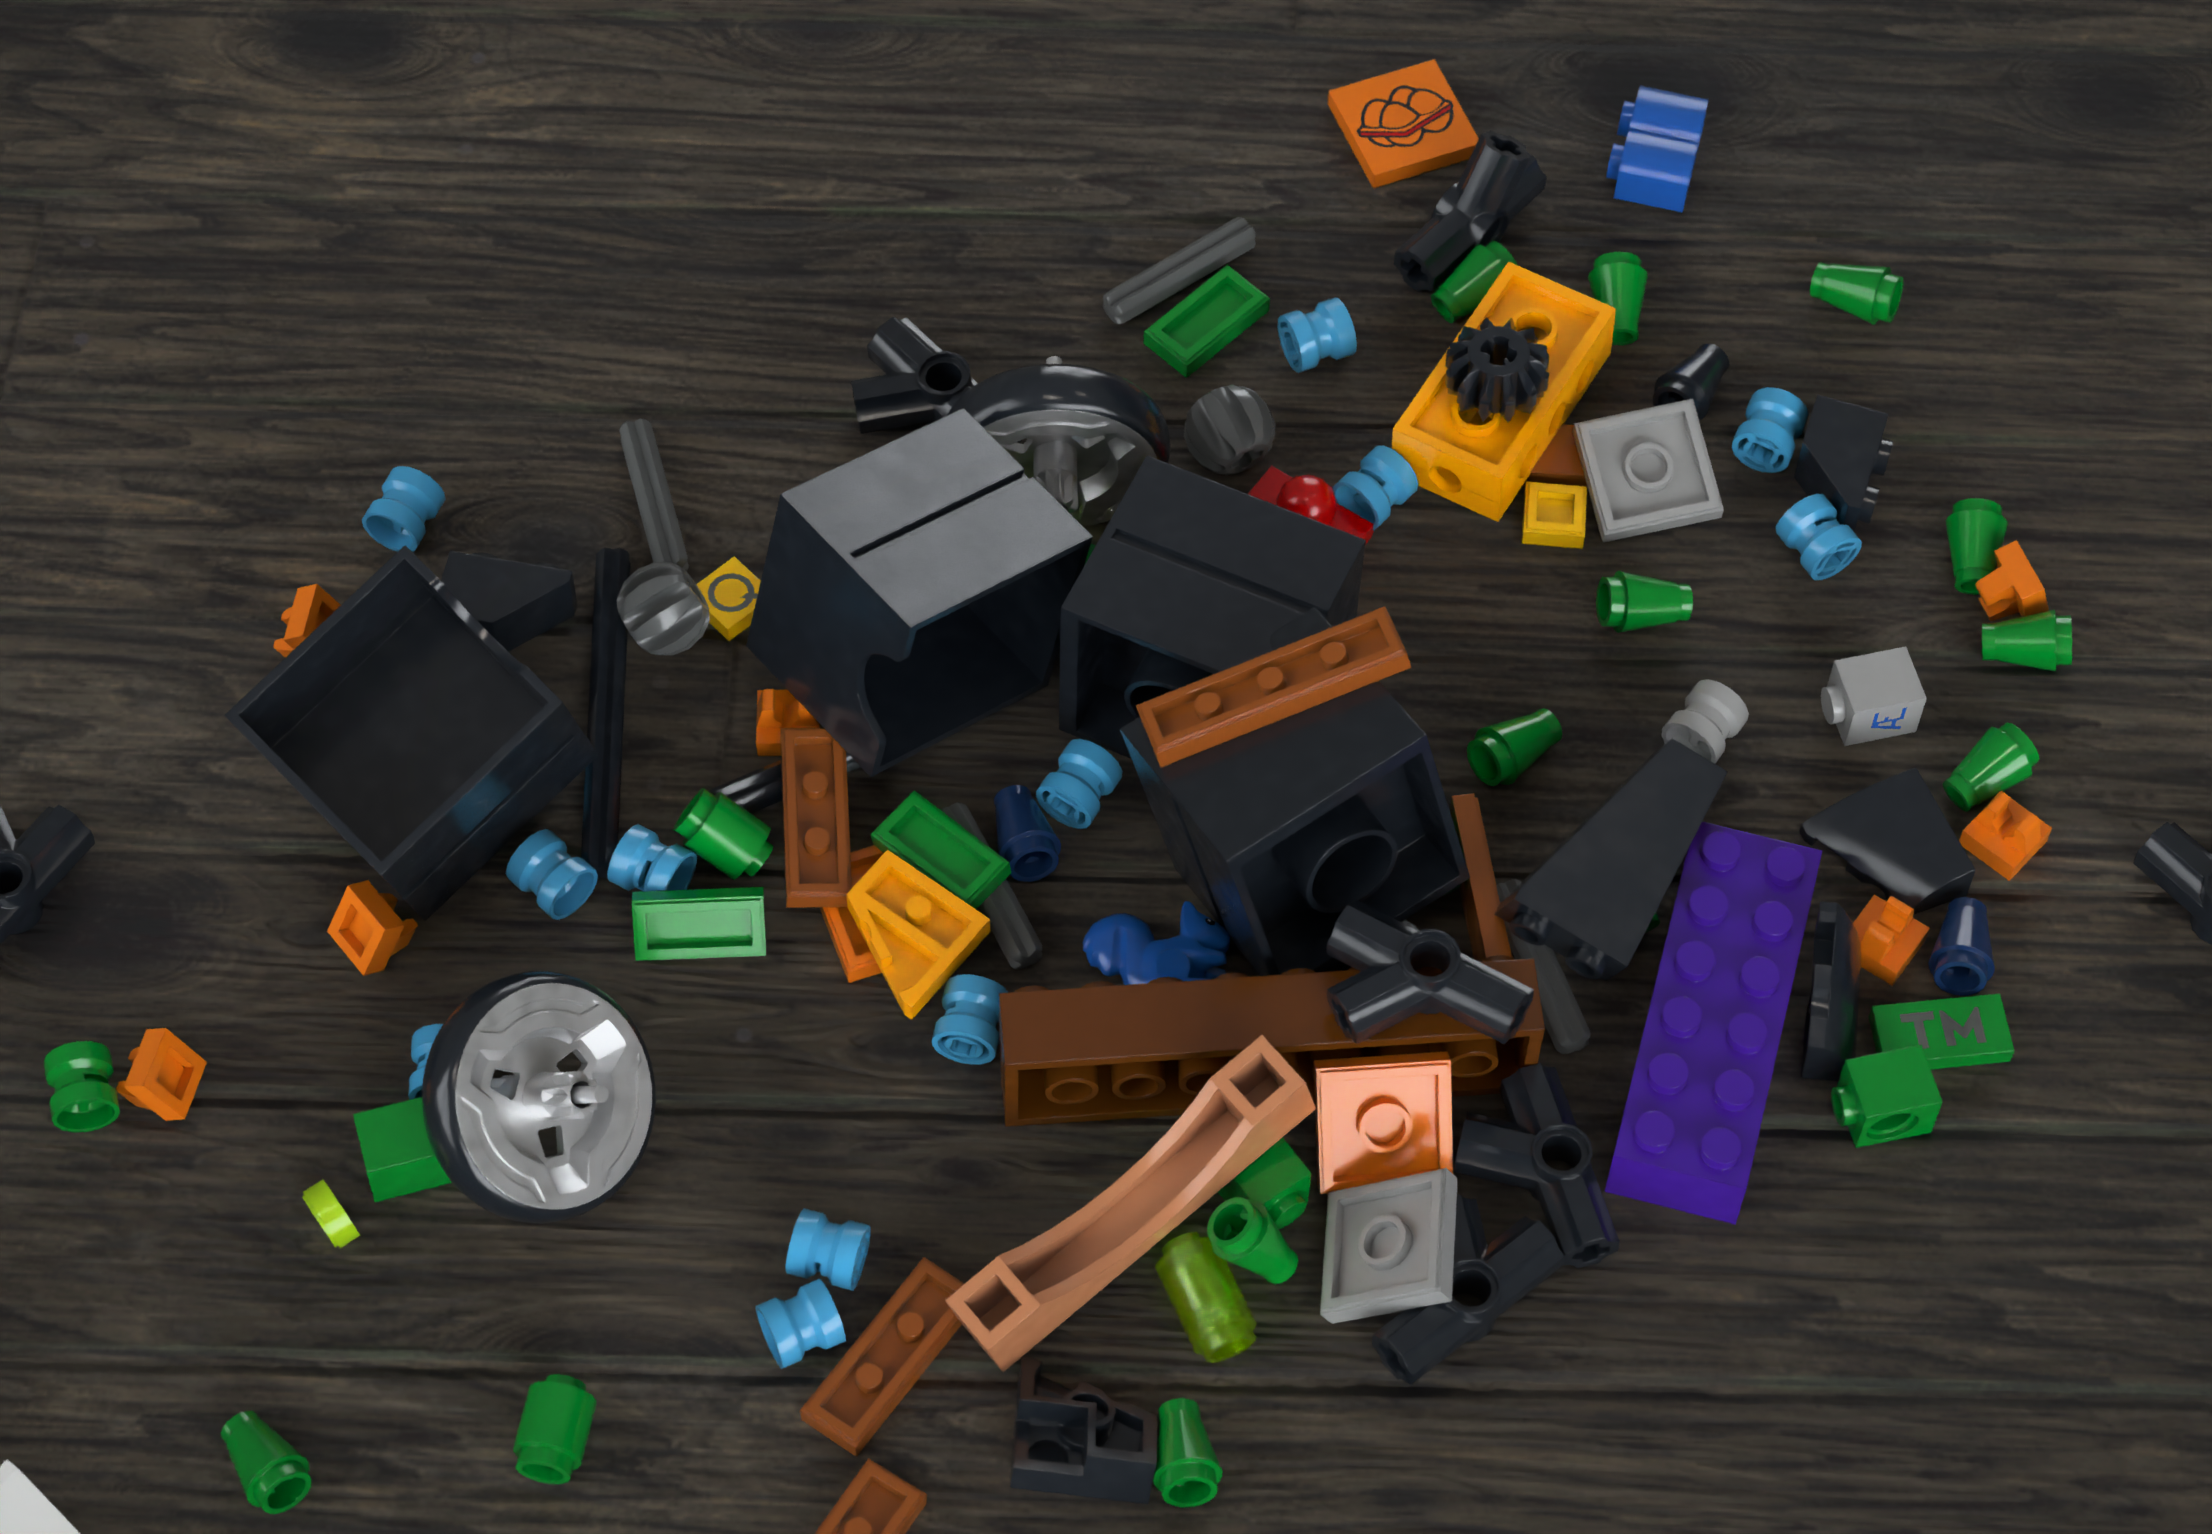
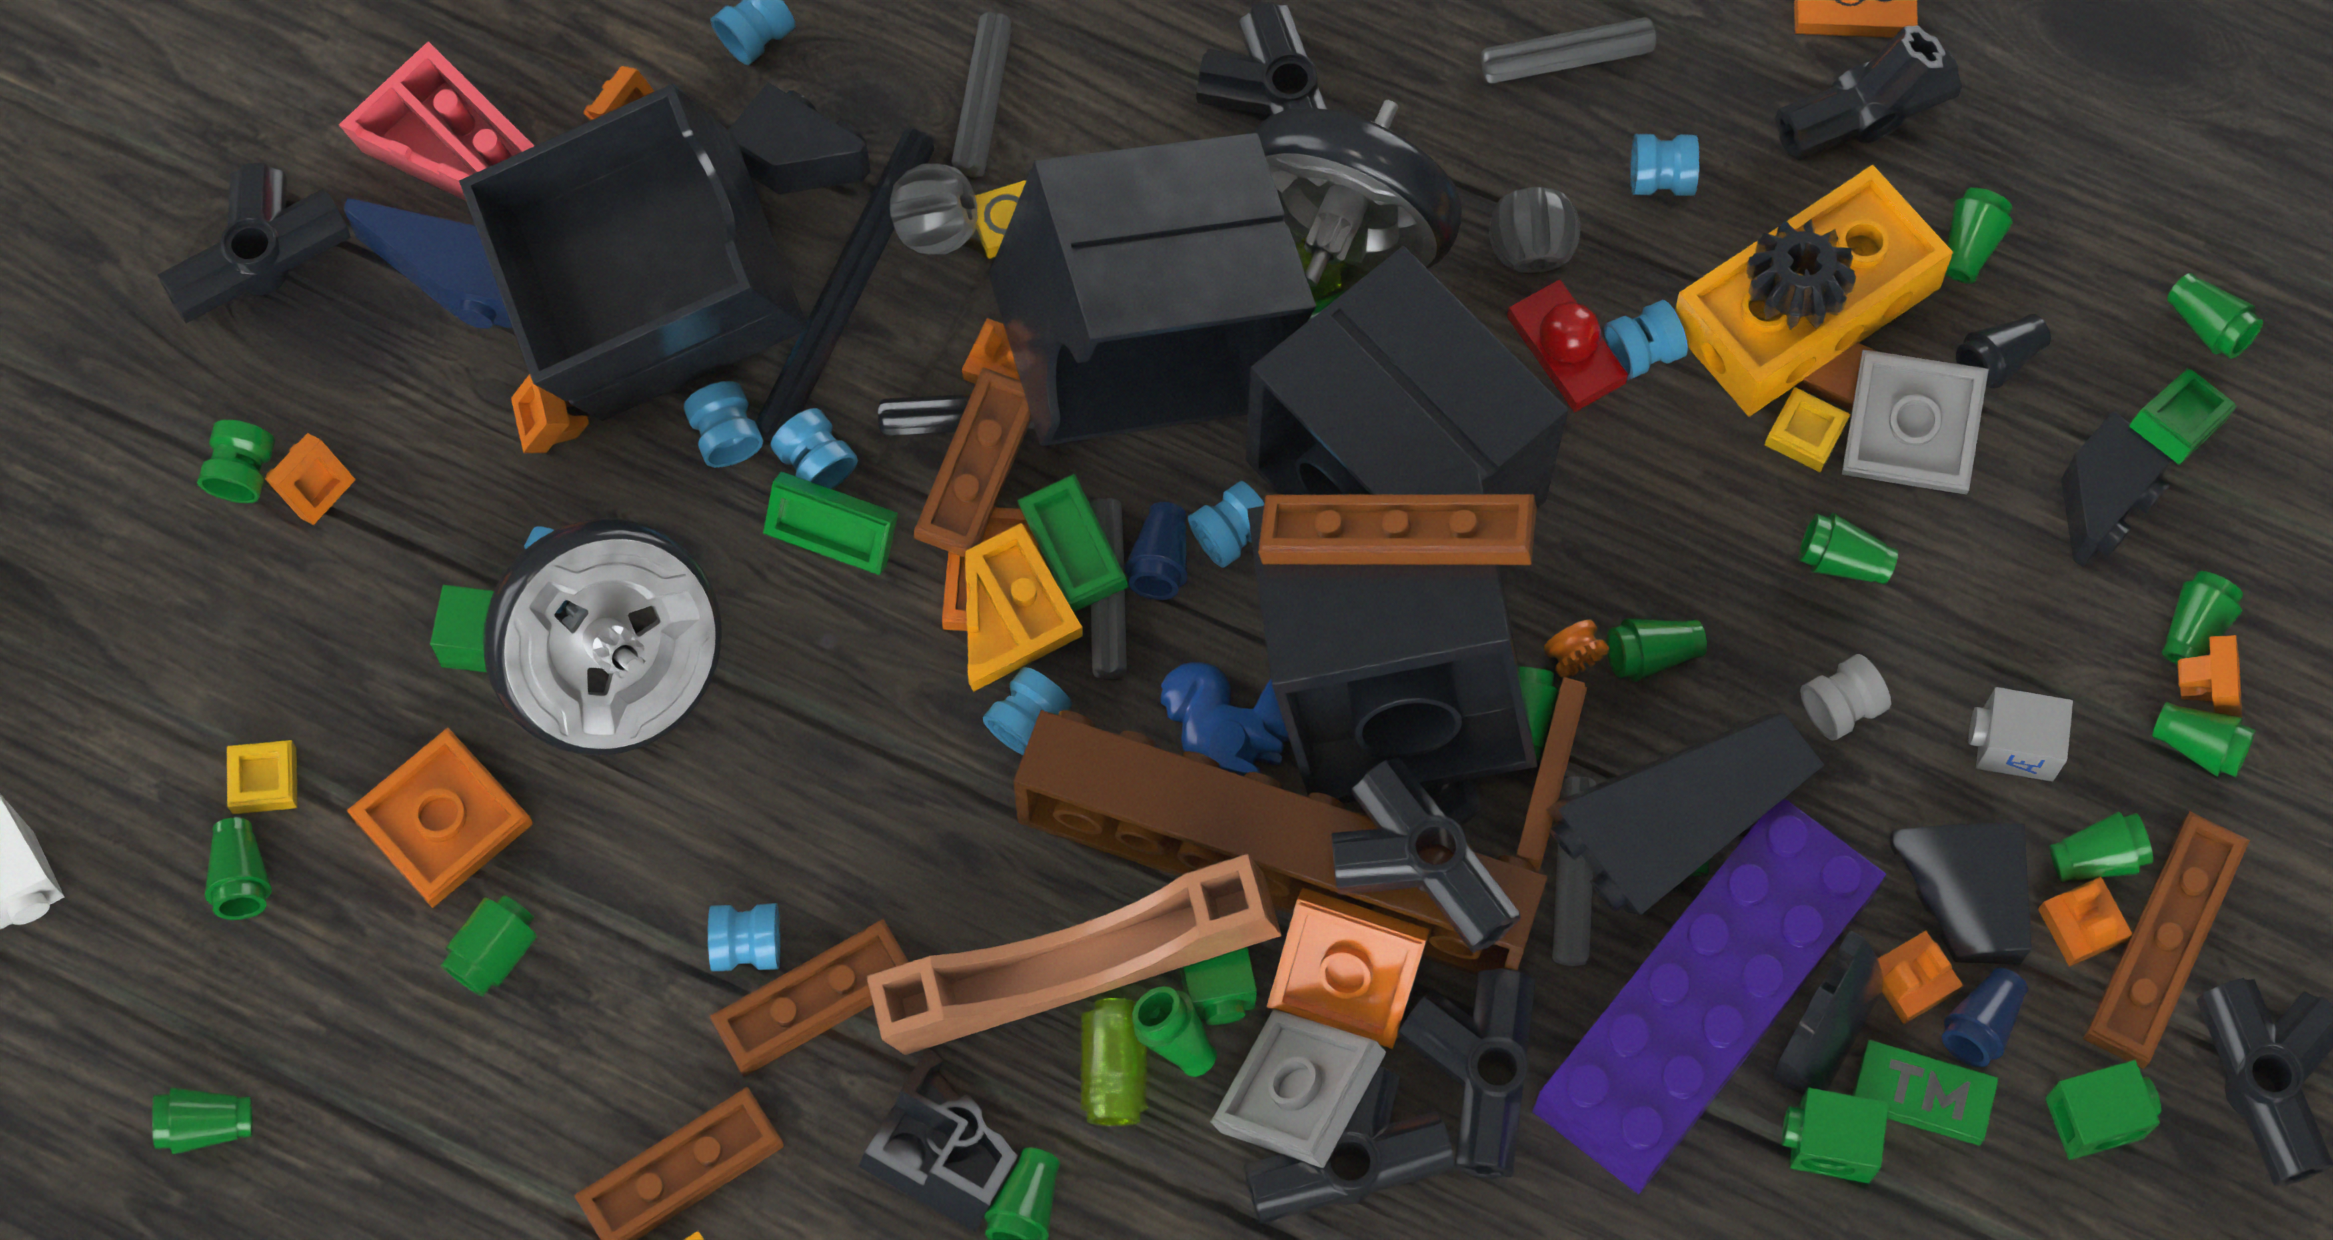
camera: 25 degrees right, 10 degrees up
(151, 712) = (433, 124): none -> coral wedge
(211, 827) = (436, 256): none -> dark blue slope
(245, 1369) = (261, 777): none -> yellow tile
(330, 1214) = (391, 666): lime tile -> none
(443, 1337) = (440, 817): none -> orange tile
(724, 834) = (889, 447): green brick -> none
(828, 1248) = (801, 877): dark azure wheel -> none
(1206, 321) = (1571, 110): green tile -> none
(1452, 769) = (1575, 647): none -> orange bush
(1470, 281) = (1840, 163): green cone -> none
(1659, 148) = (2088, 97): blue brick -> none
(1771, 427) = (2055, 425): dark azure wheel -> none
(1818, 536) = (2049, 552): dark azure wheel -> none
(1876, 379) = (2183, 416): none -> green tile
(2082, 824) = (2166, 940): none -> dark orange tile
(2102, 983) = (2104, 1109): none -> green brick

